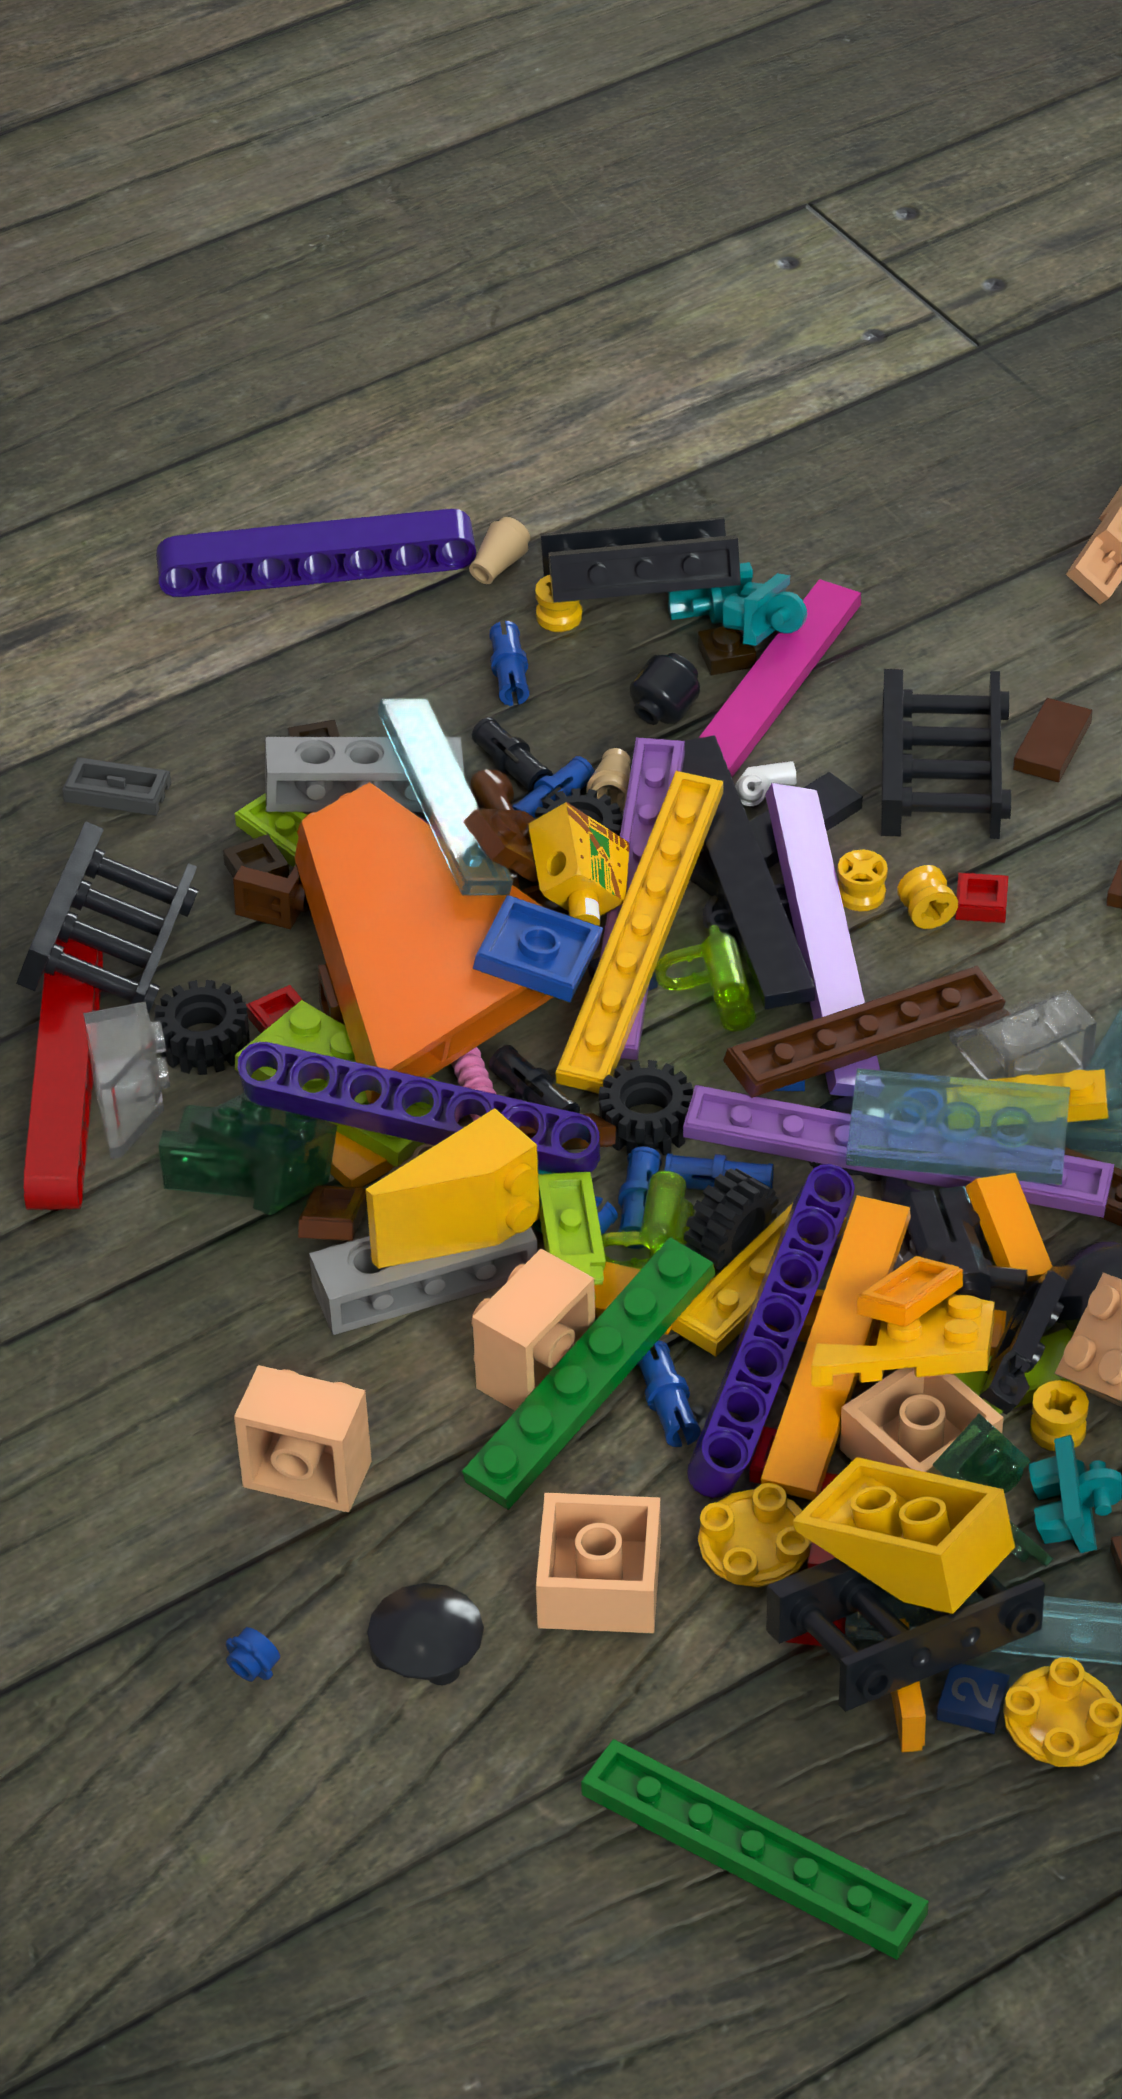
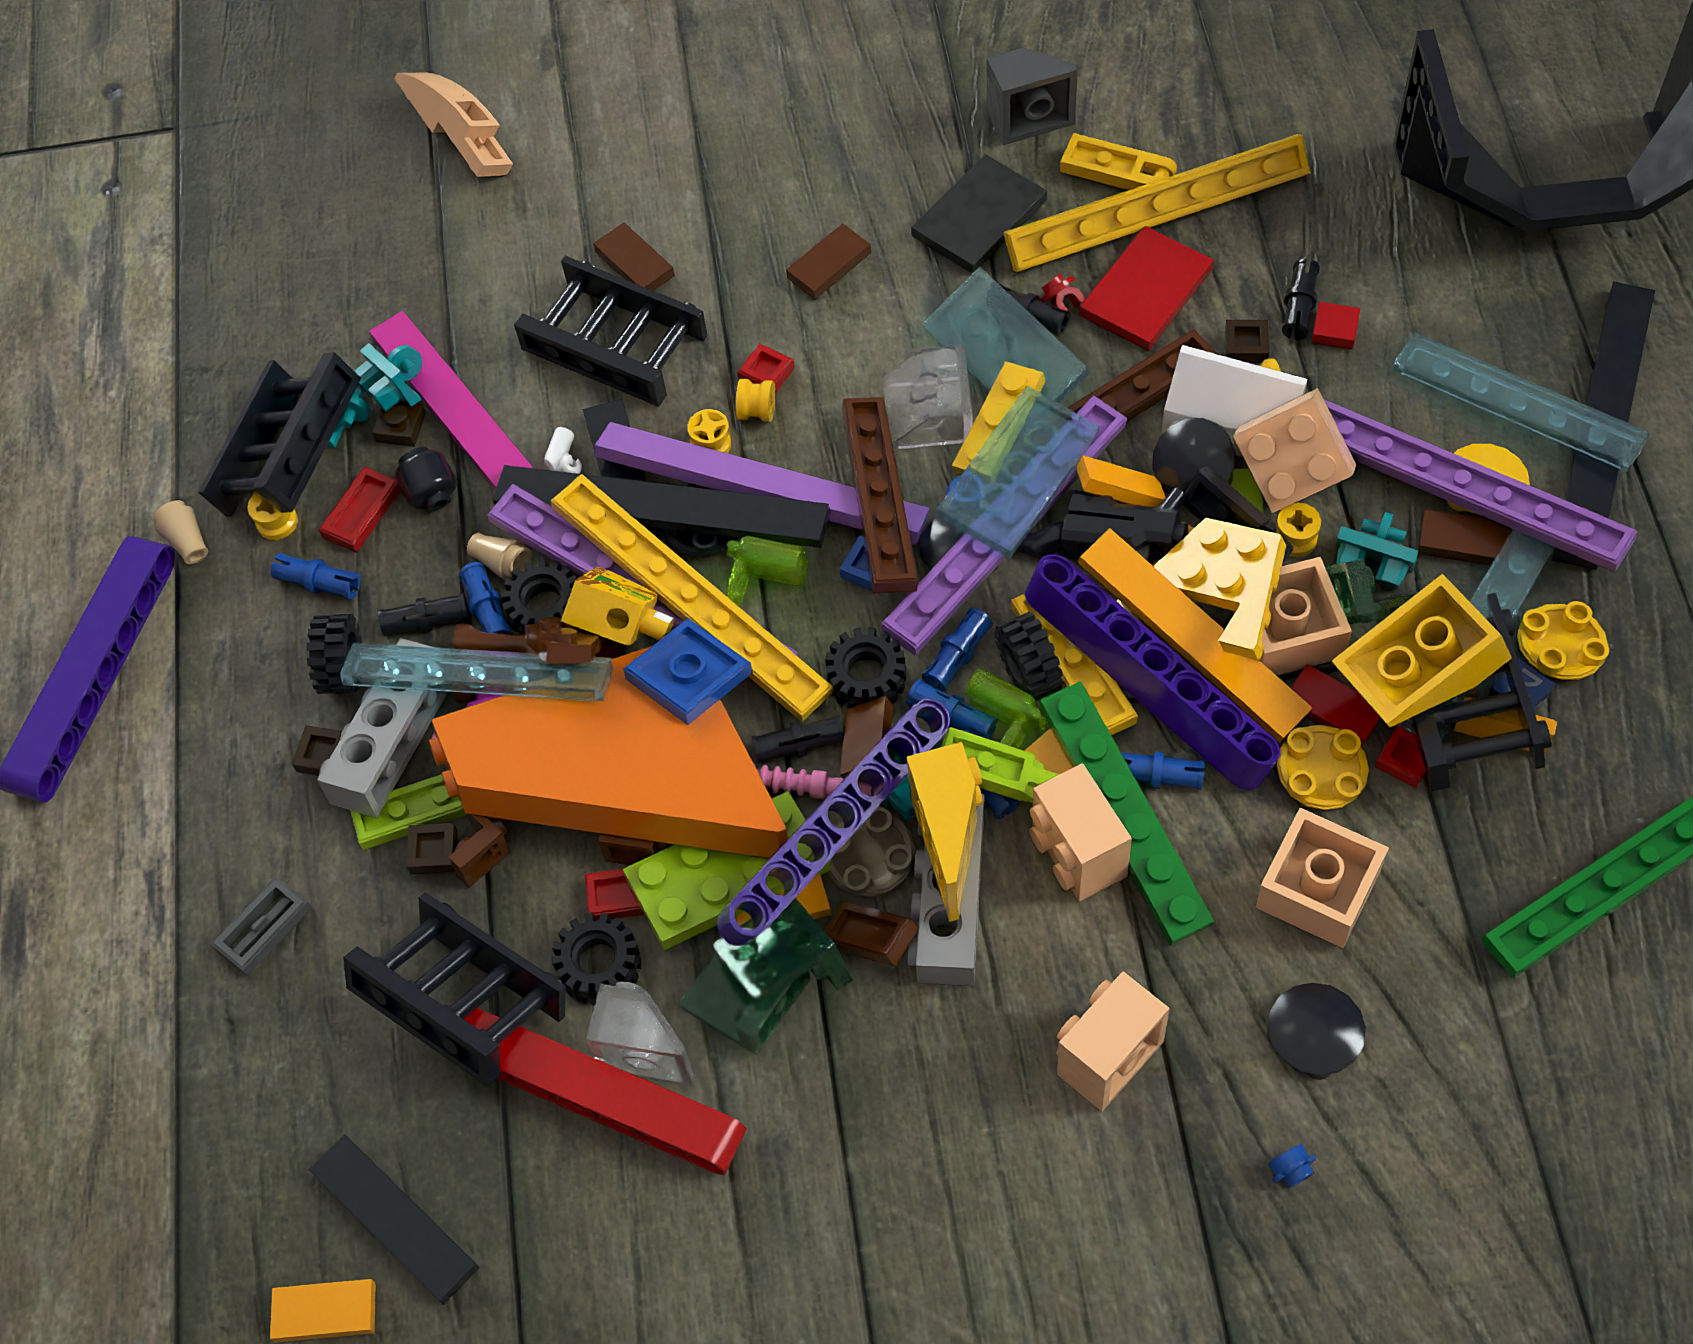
camera: 60 degrees left, 15 degrees up
(420, 680) = (328, 649): none -> black tyre
(602, 663) = (360, 509): none -> red tile
(910, 1291) = (1189, 562): light orange tile -> none

